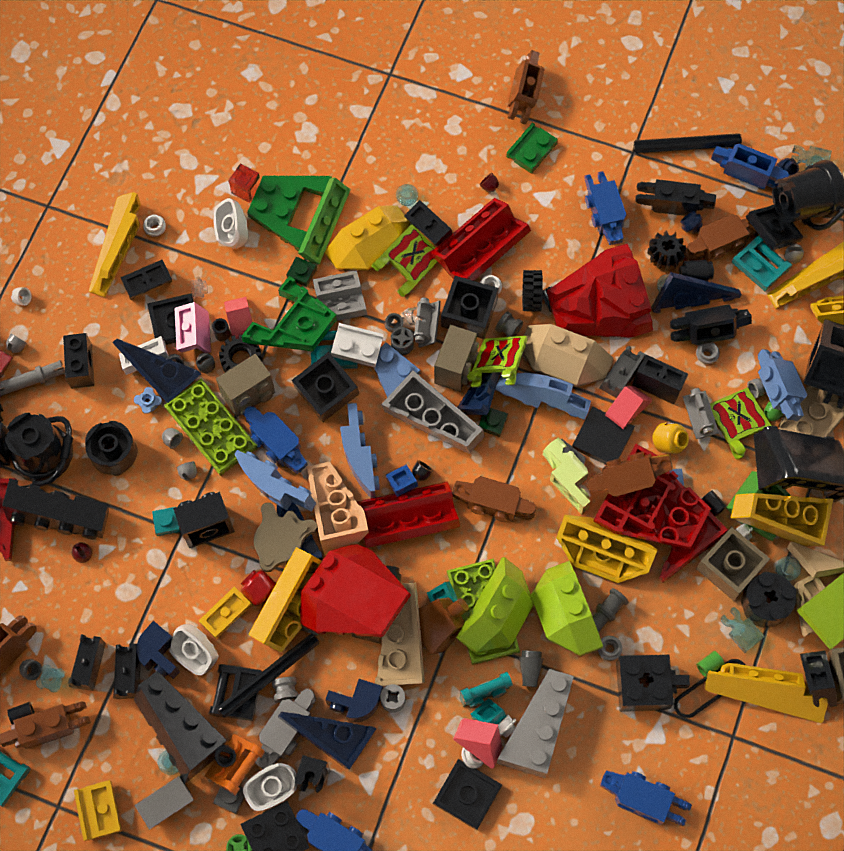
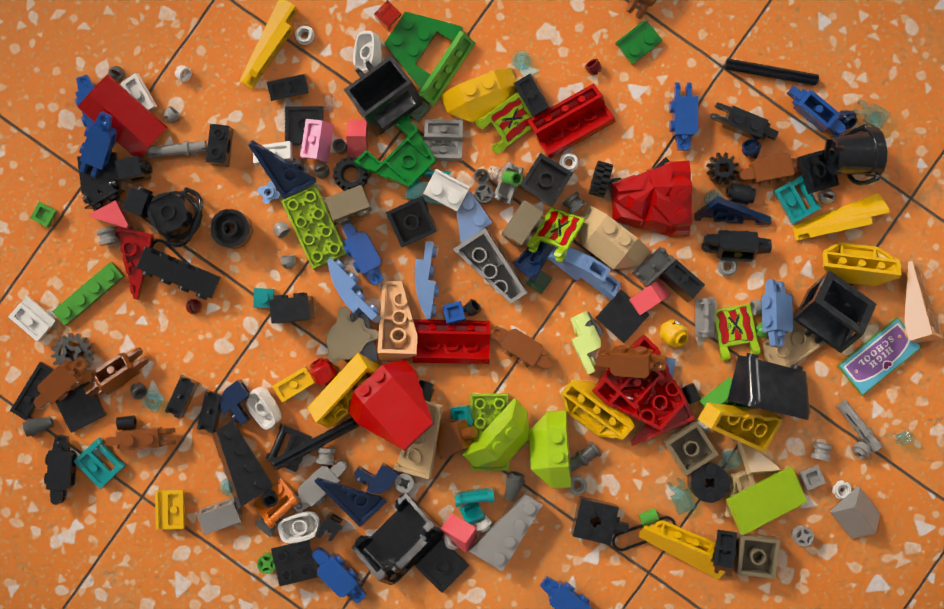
camera: 15 degrees right, 20 degrees up
(256, 259) = (383, 95): none -> black piece
(407, 773) = (399, 541): none -> black windscreen
(430, 311) = (512, 178): none -> bright green hinge

